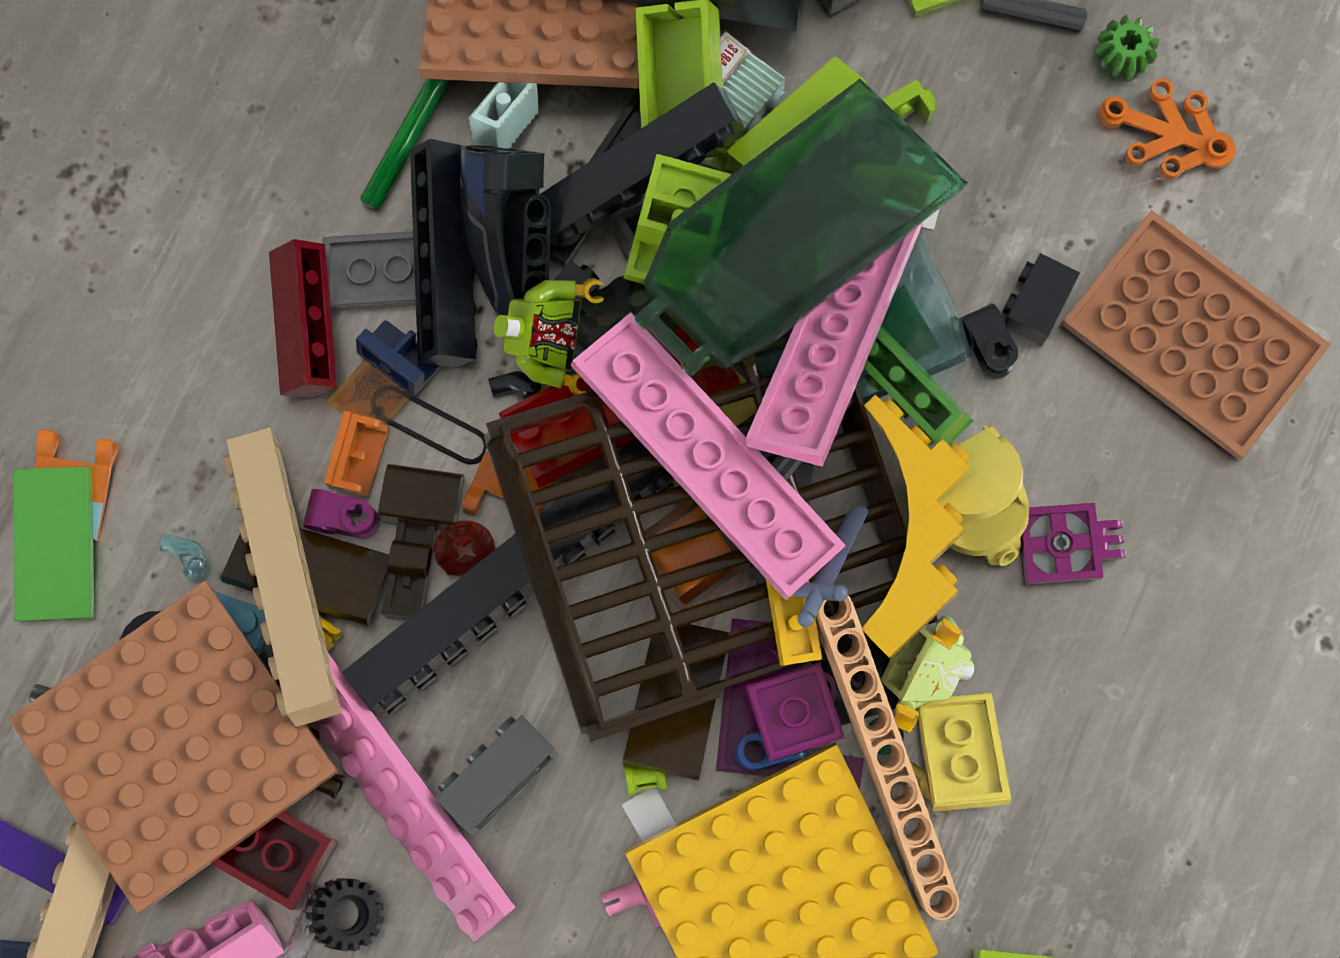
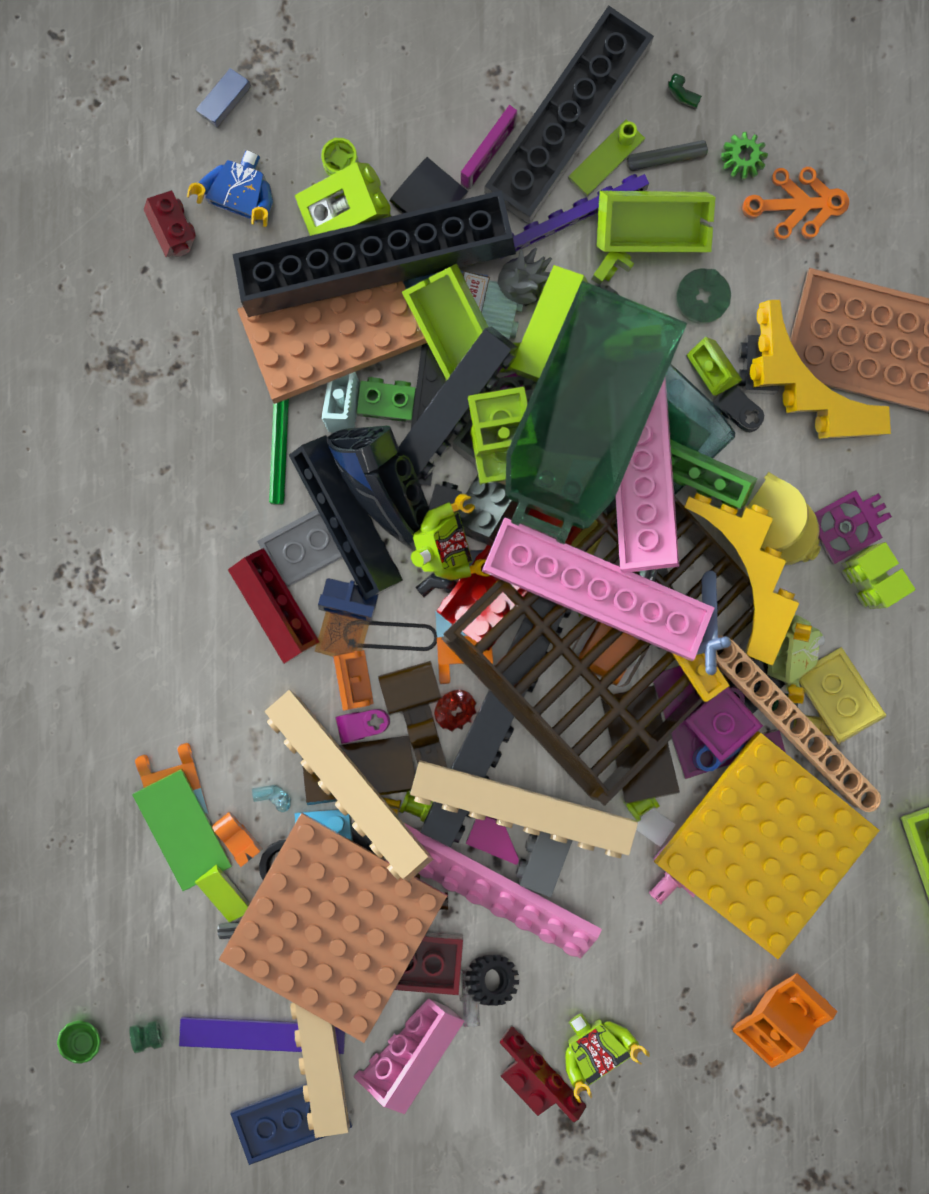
camera: 25 degrees left, 10 degrees up
(61, 642) = (223, 893): none -> lime slope
(115, 586) = (236, 838): none -> orange leg
(353, 641) = (414, 808): none -> lime bush
(434, 729) = (492, 839): none -> dark pink slope
(486, 697) = (523, 807): none -> tan brick
(562, 139) = (386, 400): none -> bright green brick
(791, 62) = (523, 278): none -> dark grey hair
(895, 26) = (582, 210): none -> dark purple plate
(980, 274) = (713, 366): none -> lime slope
(984, 68) = (655, 221): none -> lime piece
(1020, 174) = (711, 282): none -> clear green plate
(1068, 627) = (870, 576): none -> lime piece
(1080, 352) = (803, 391): none -> yellow arch

